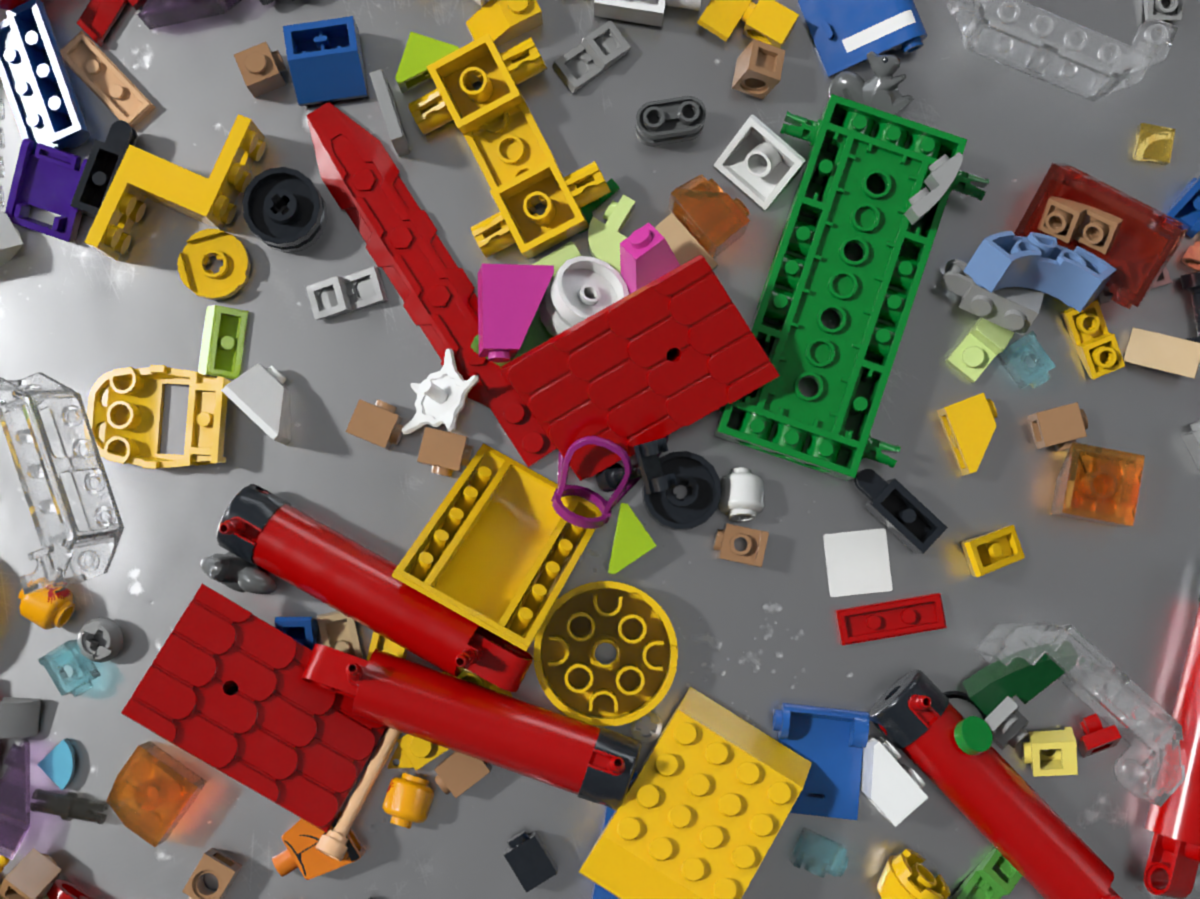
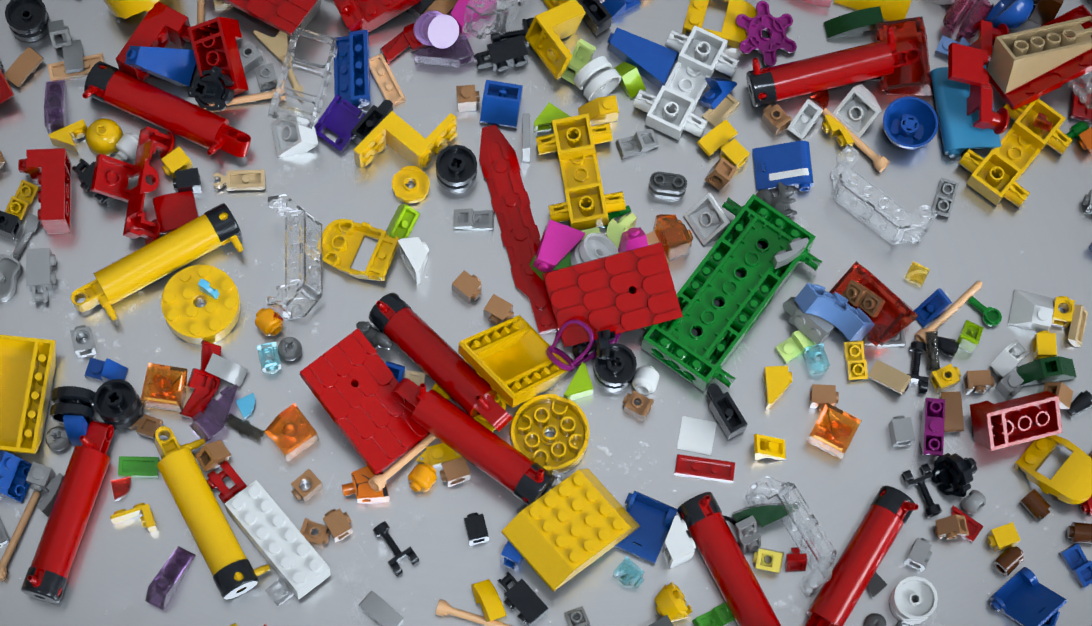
camera: 15 degrees right, 15 degrees down
(440, 397) = (505, 282): white piece -> none
(973, 735) = (727, 527): green tile -> none

